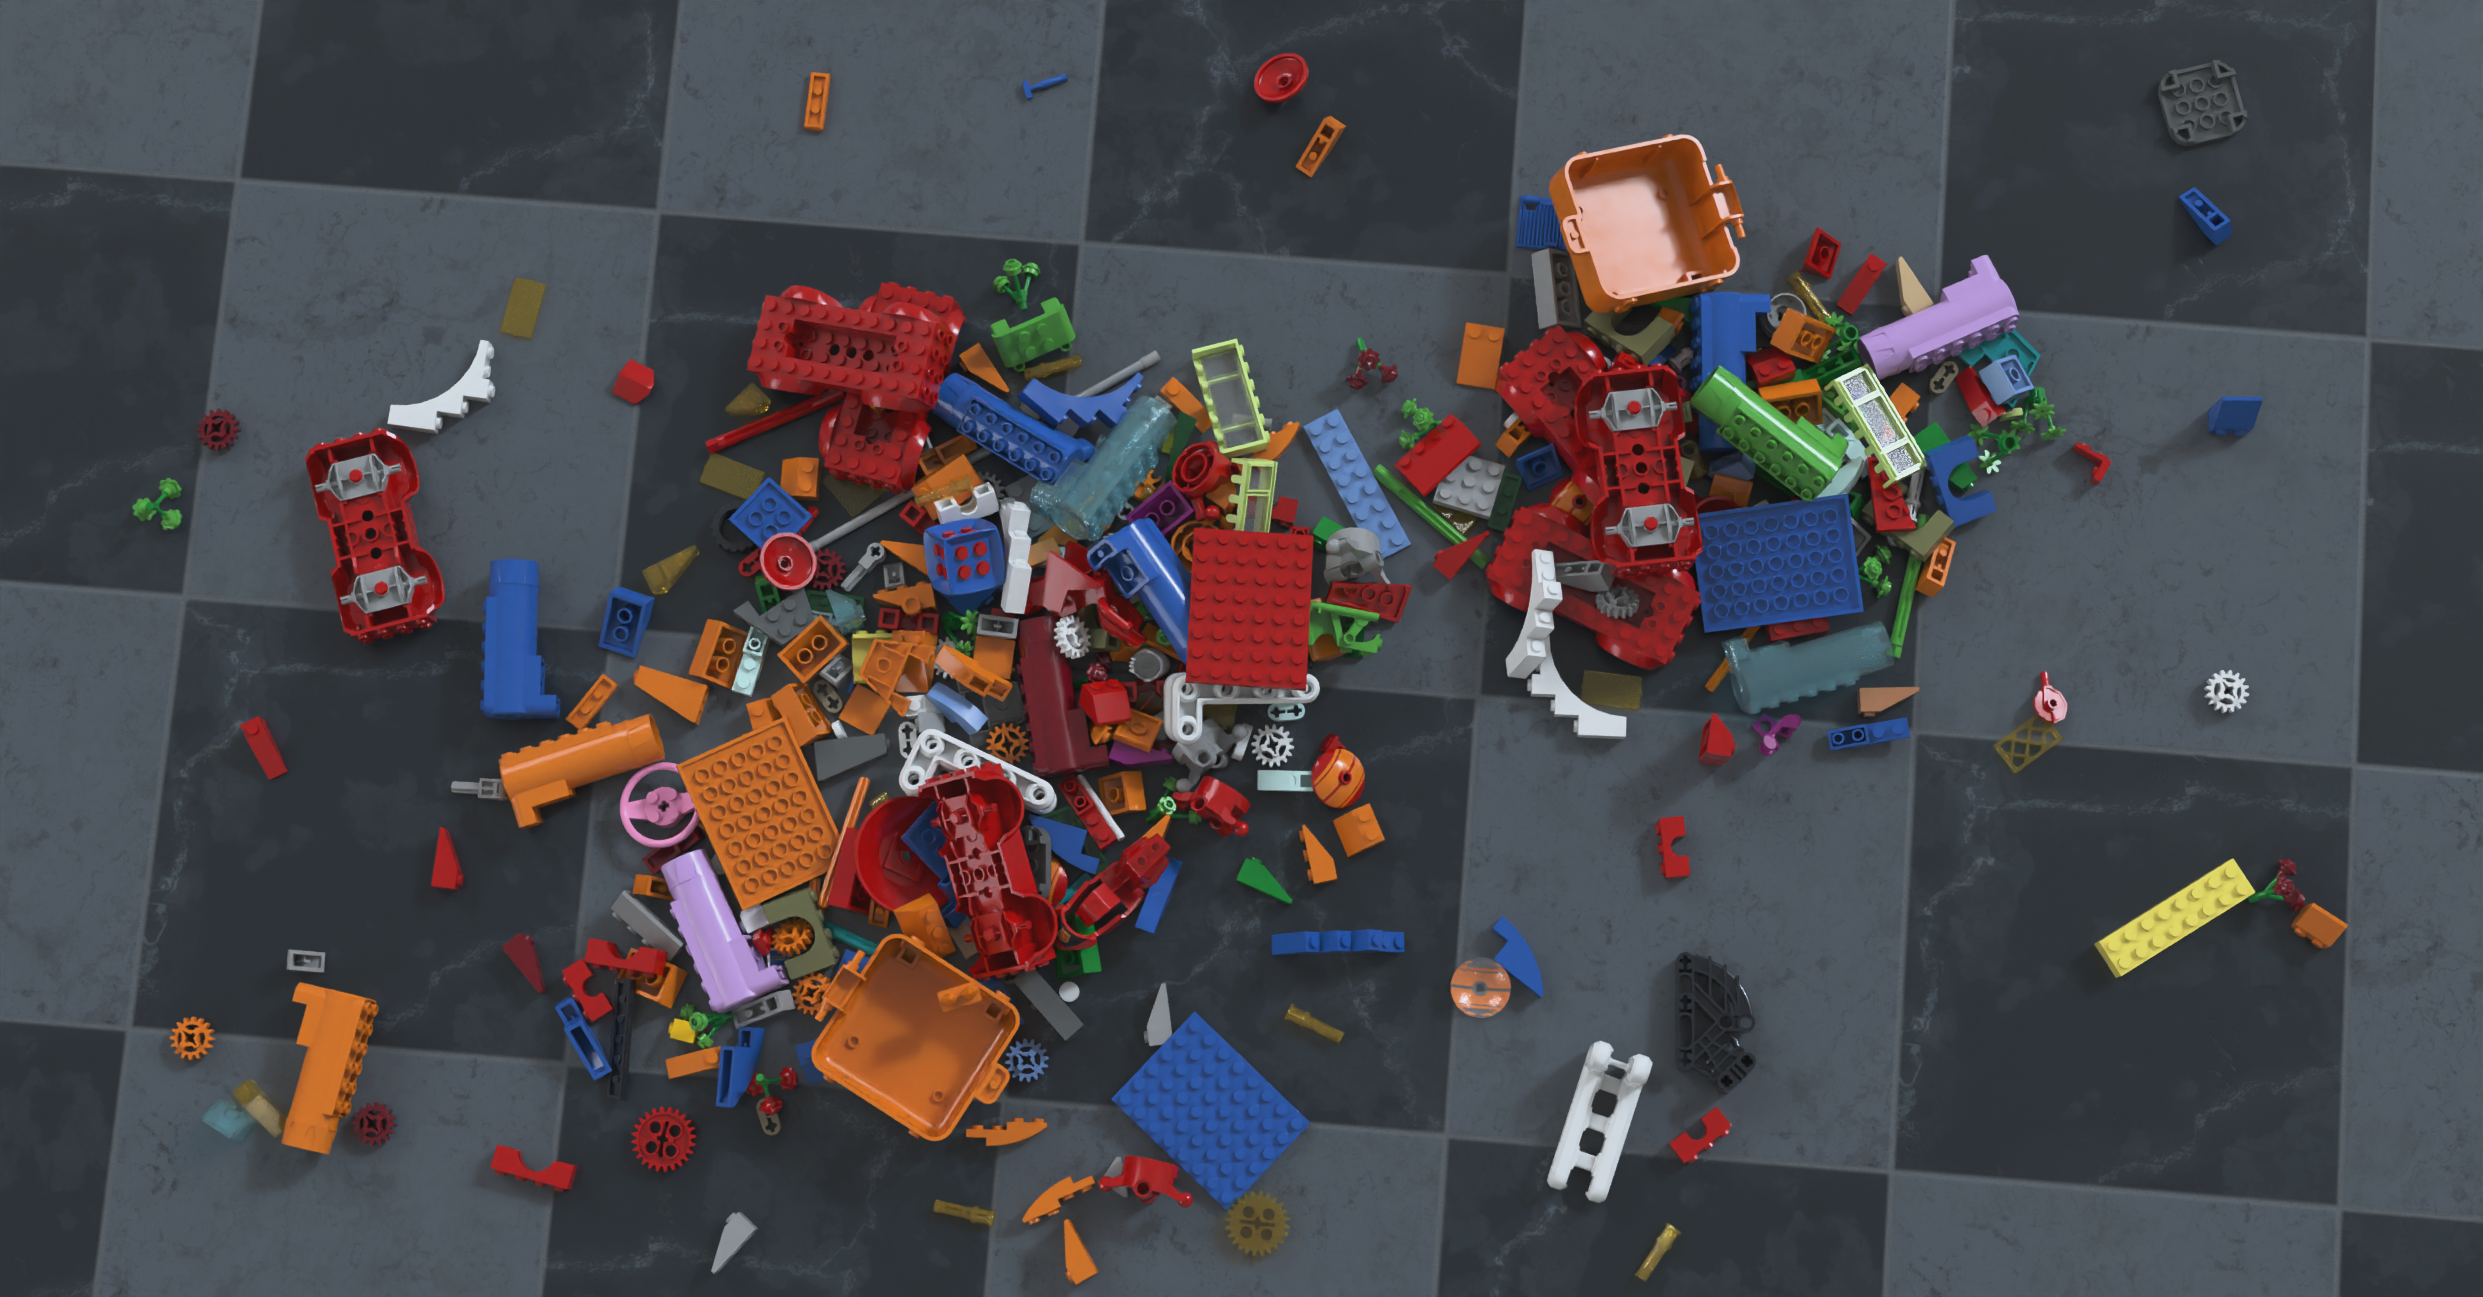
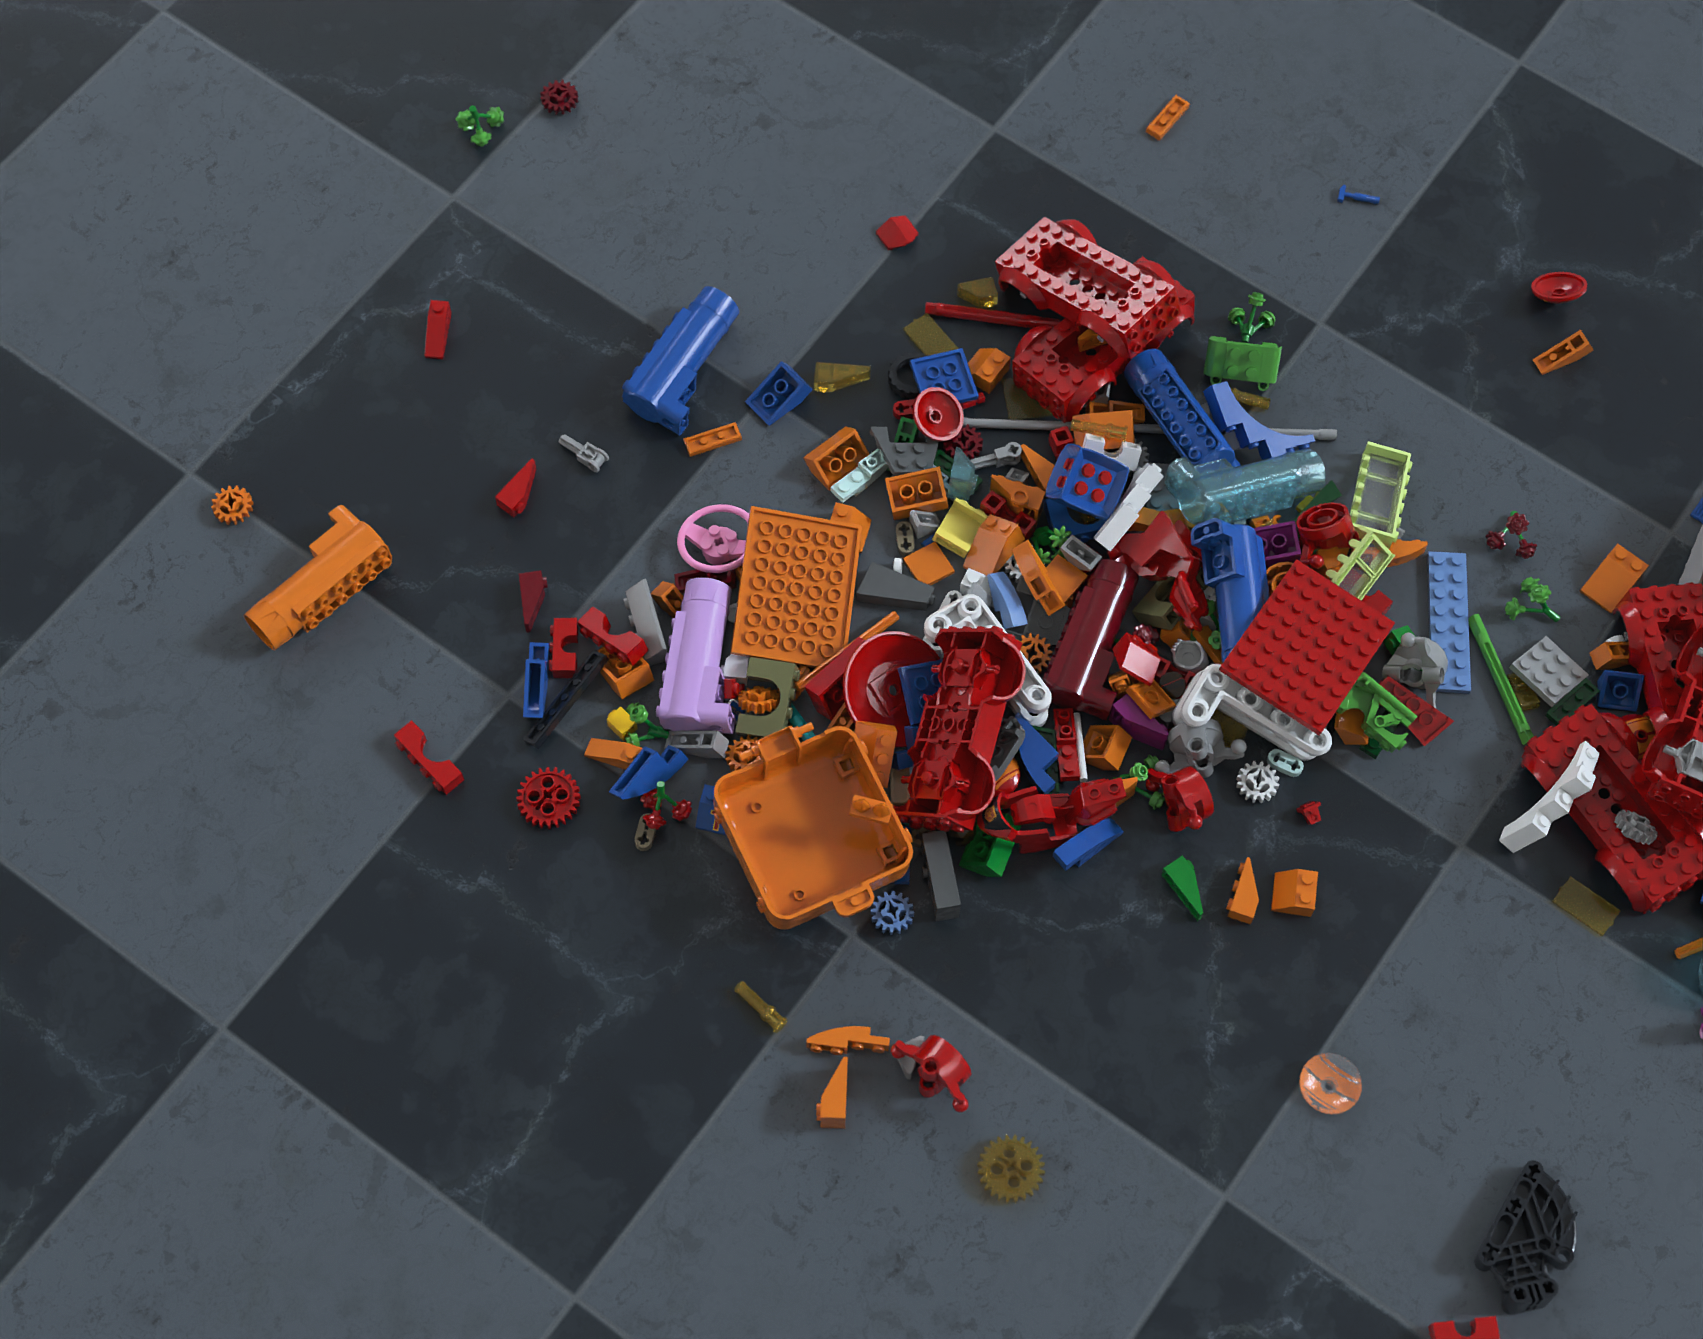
camera: 25 degrees right, 15 degrees down
(229, 1120) = (217, 580): clear light blue slope -> none
(260, 1107) = (247, 582): clear yellow slope -> none
(305, 961) = (358, 498): light grey slope -> none
(368, 1118) = (334, 652): dark red gear -> none
(405, 583) = (626, 270): red piece -> none
(453, 403) = (748, 172): white arch -> none
(523, 308) = (846, 138): clear yellow piece -> none
(557, 767) = (647, 463): orange piece -> none
(677, 693) = (783, 466): orange slope -> none
(734, 1236) = (553, 910): light grey slope -> none
(802, 713) = (876, 535): orange slope -> none
(885, 666) = (968, 533): orange wing -> none
(980, 367) = (1184, 363): orange slope -> none
(1016, 1131) = (844, 966): orange slope -> none
(1069, 991) = (963, 879): white tile -> none
(1072, 638) = (1138, 594): white gear -> none
(1159, 1023) = (1025, 948): light grey slope -> none
(1185, 402) = (1337, 472): orange slope -> none
(1210, 1111) = (1027, 1048): blue plate -> none
(1240, 746) = (1231, 765): white beam -> none
(1284, 781) = (1264, 820): light aqua slope -> none
(1305, 1020) = (1156, 1022): clear yellow pin -> none
(1329, 782) = (1292, 841): orange dish -> none
(1337, 942) = (1225, 966): blue arch -> none
(1437, 455) = (1534, 631): red slope -> none
(1455, 557) = (1508, 719): red slope -> none
(1518, 958) = (1378, 1079): blue slope -> none
(1585, 575) = (1620, 791): light grey slope -> none
(1589, 721) = (1552, 917): white arch -> none
(1613, 1127) = (1386, 1278): white beam -> none
(1668, 830) = (1566, 1083): red arch -> none
(1716, 743) = (1665, 995): red slope -> none

